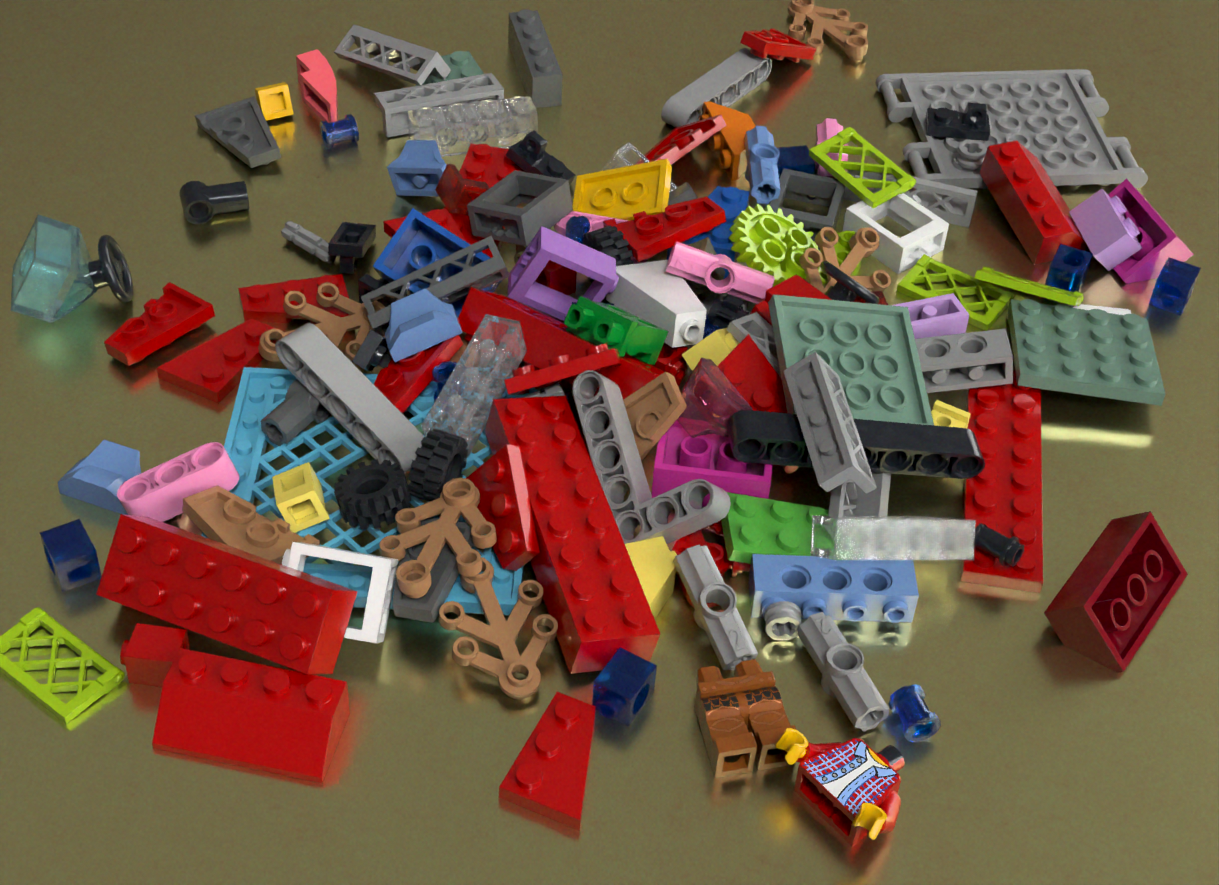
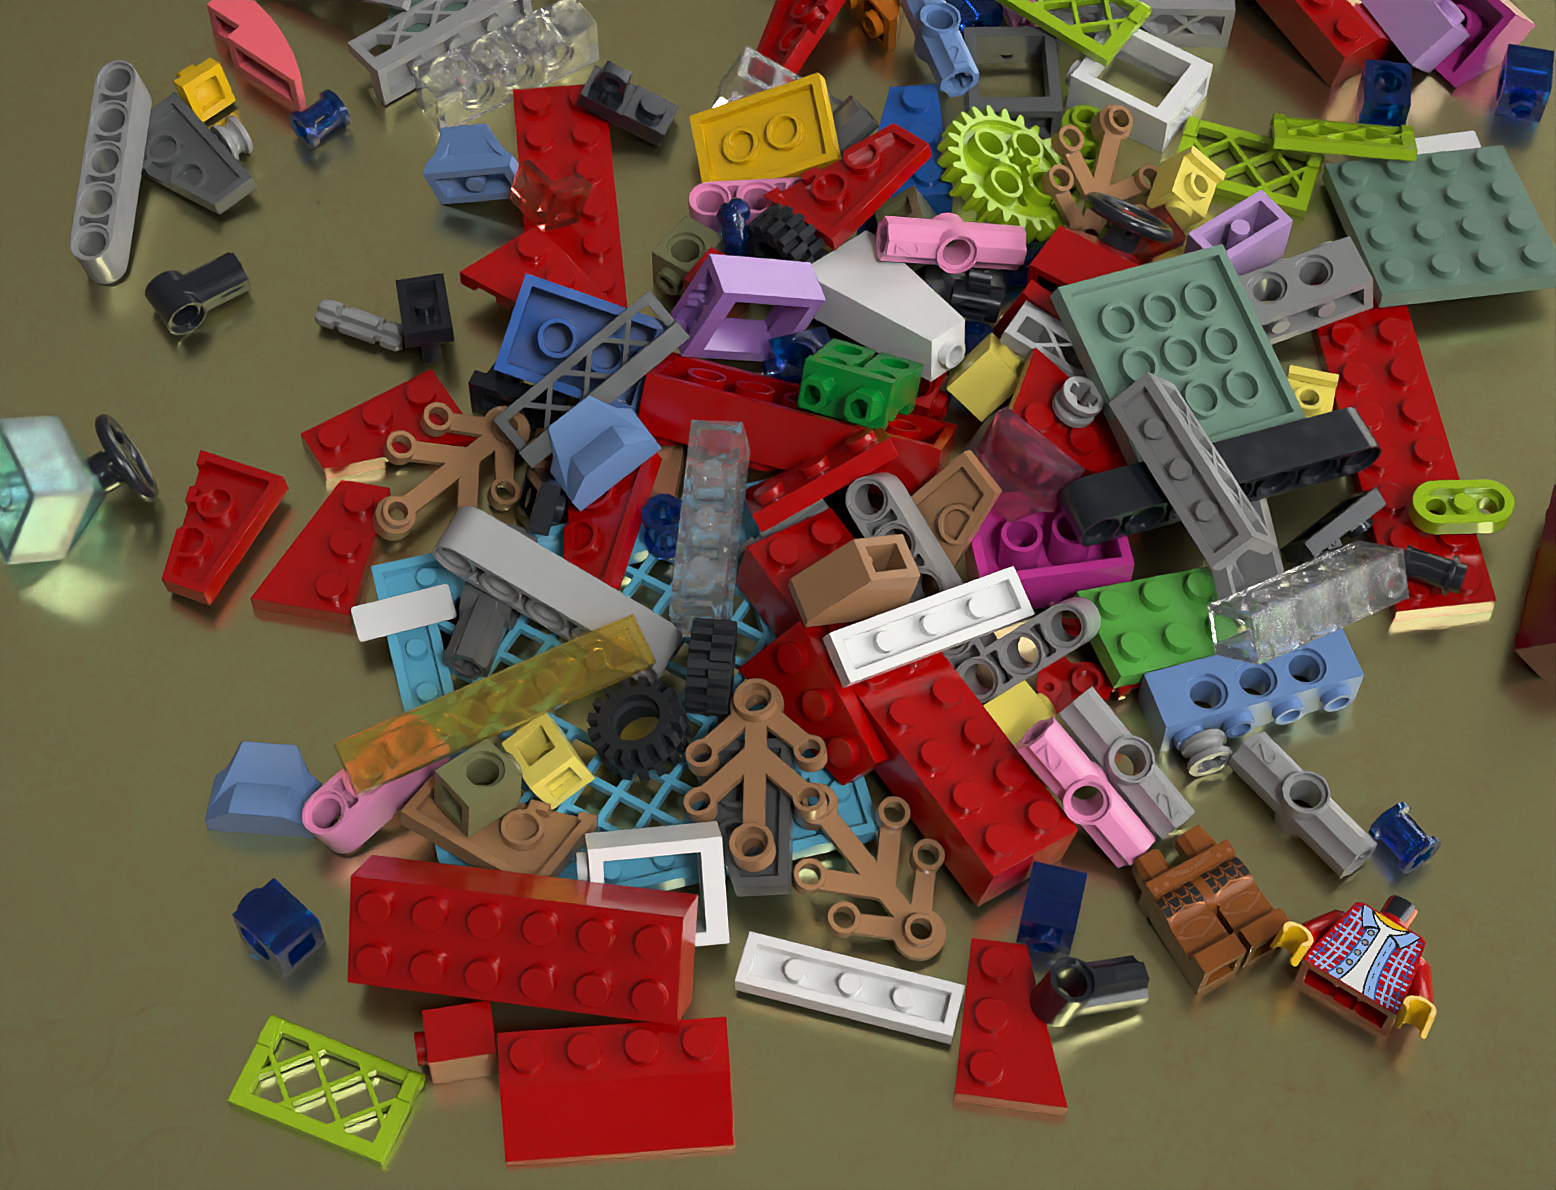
camera: 15 degrees left, 15 degrees up
(190, 126) = (111, 172): none -> light grey beam
(241, 493) = (473, 805): none -> olive brick
(249, 396) = (403, 612): none -> white sticker
(273, 444) = (494, 705): none -> clear yellow plate
(279, 128) = (233, 136): none -> light grey bush
(453, 699) = (849, 987): none -> white plate
(546, 200) = (654, 236): dark grey window -> none
(556, 428) = (856, 581): none -> medium nougat slope
(597, 472) = (928, 626): none -> white plate
(617, 739) = (1091, 988): none -> black piece
(664, 586) = (1067, 768): none -> bright pink piece
(765, 372) = (1066, 404): none -> light grey bush
(905, 284) = (1185, 186): none -> light yellow brick
(946, 504) = (1323, 536): none -> hinge
(1033, 511) = (1459, 504): none -> lime plate

